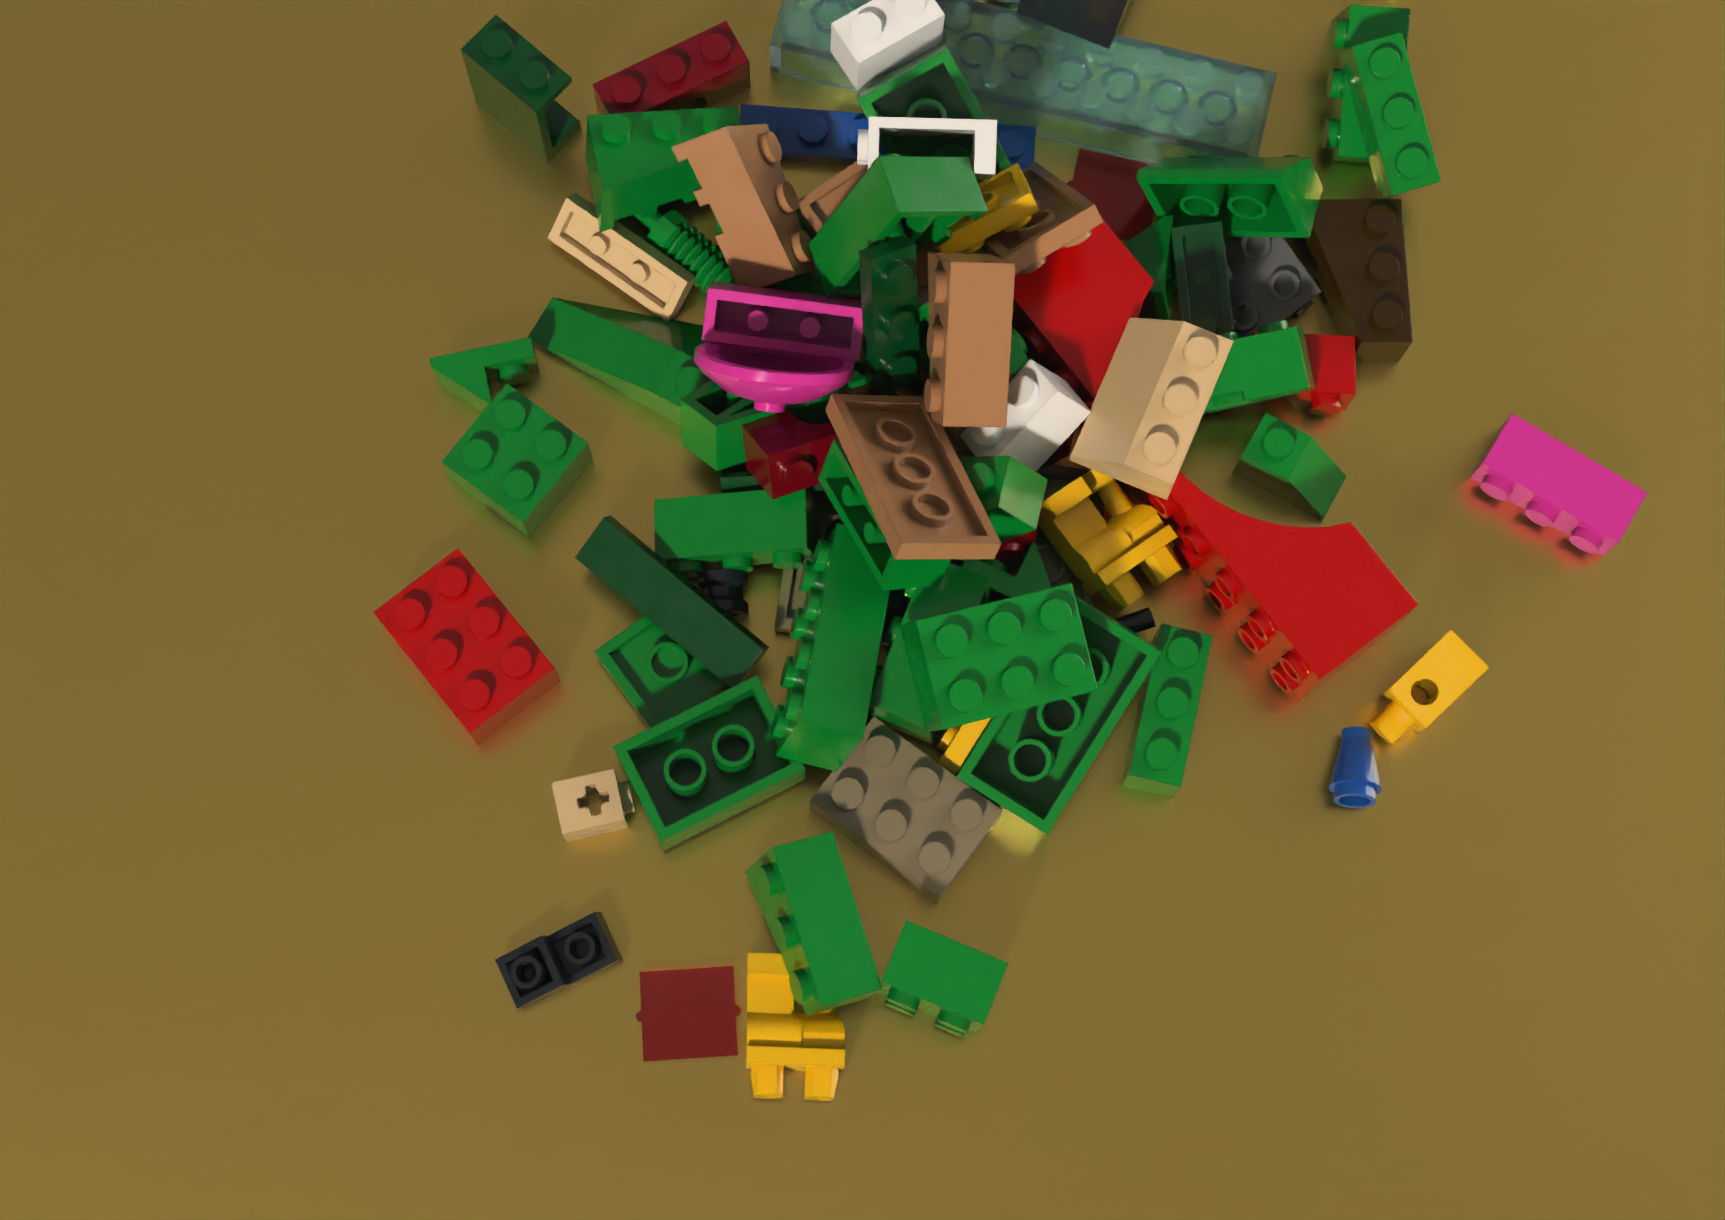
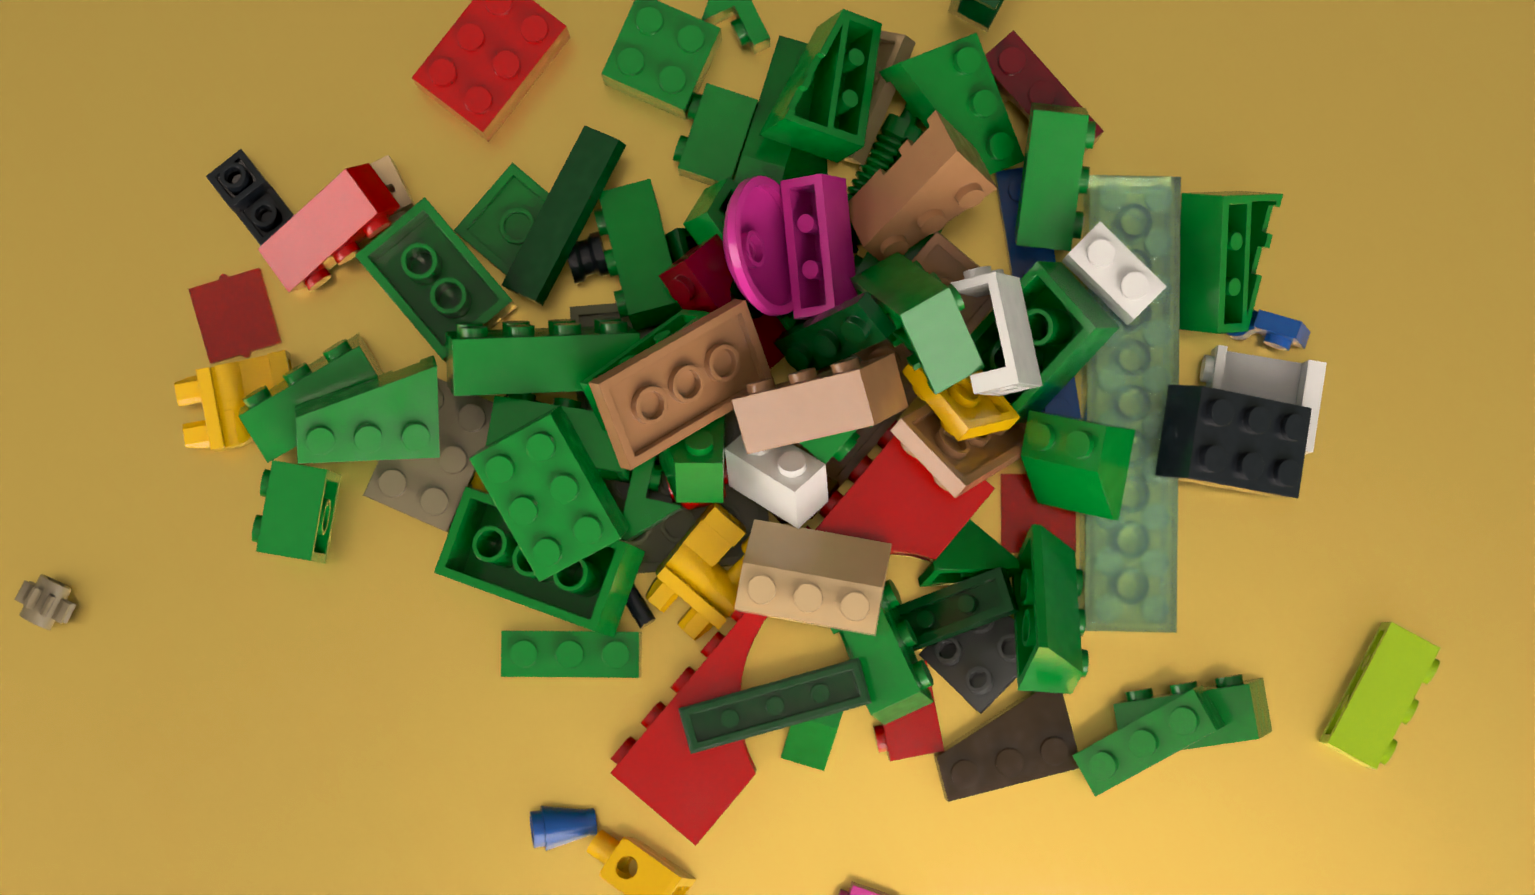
camera: 85 degrees right, 10 degrees up
(606, 284) = (829, 90): none -> green wedge
(621, 866) = (330, 228): none -> brick
(624, 424) = (716, 135): none -> green brick
(764, 75) = (1053, 176): none -> green brick
(864, 844) = (373, 420): none -> green wedge
(1080, 121) = (1077, 463): none -> green slope
(1281, 483) = (774, 705): none -> dark green tile

